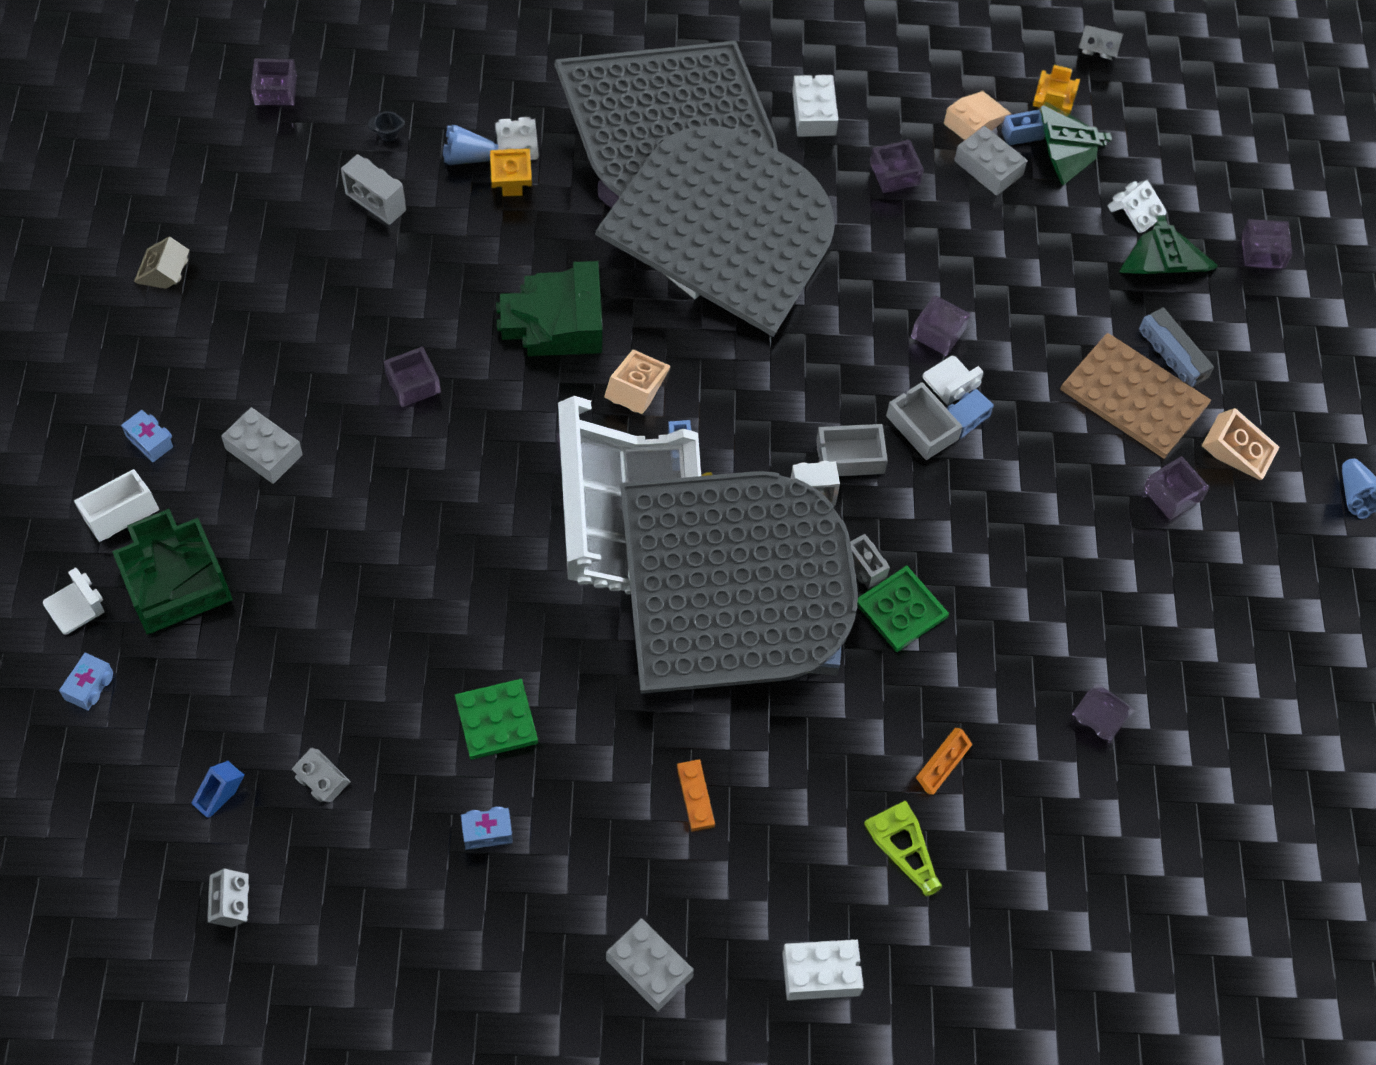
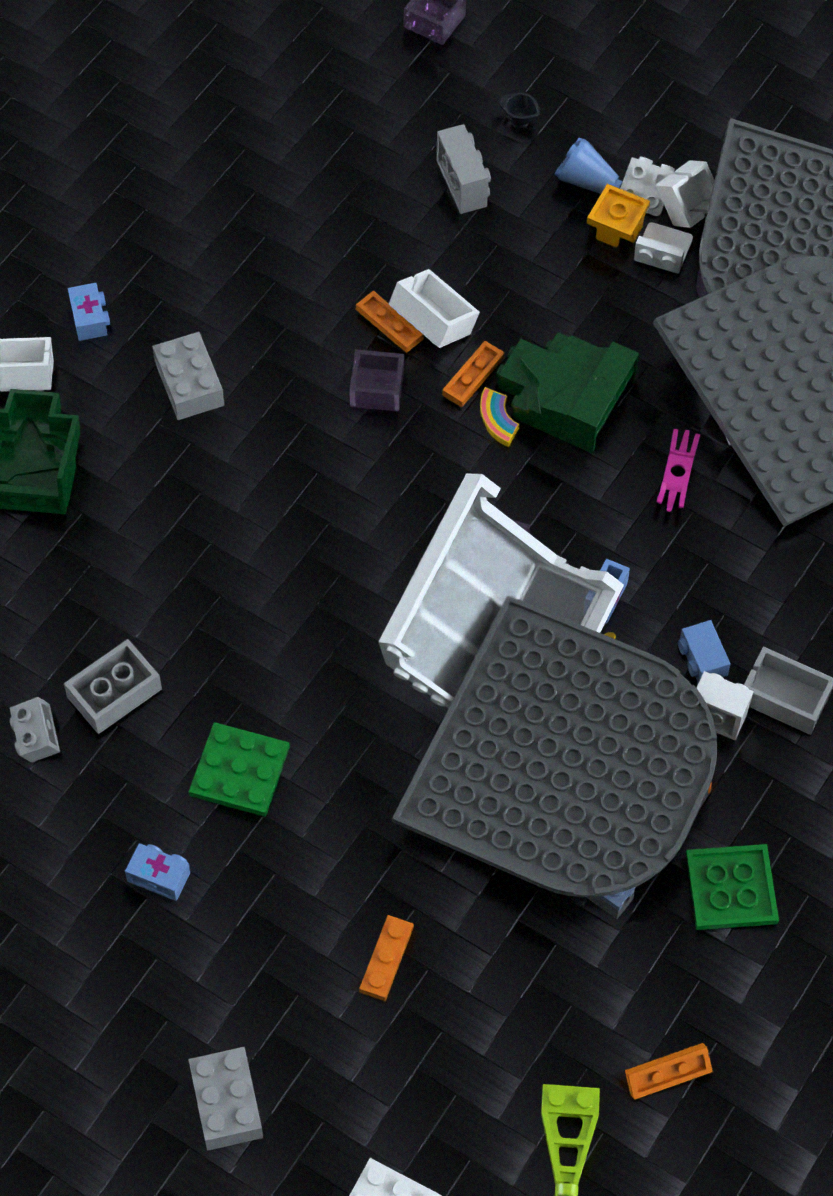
camera: 35 degrees right, 0 degrees up
(162, 264) = (210, 148): dark tan slope -> none
(360, 709) = (113, 686): none -> light grey brick
(390, 329) = (389, 321): none -> orange plate
(420, 302) = (434, 308): none -> white piece
(479, 337) = (473, 373): none -> orange plate
(516, 361) = (496, 418): none -> tile
(554, 130) = (686, 191): none -> white piece
(557, 179) = (663, 247): none -> white bracket
(636, 381) = (605, 500): light nougat slope -> none
(672, 324) = (682, 459): none -> dark pink piece
(776, 453) = (703, 650): none -> medium blue brick
(868, 563) = (724, 816): light grey brick -> none

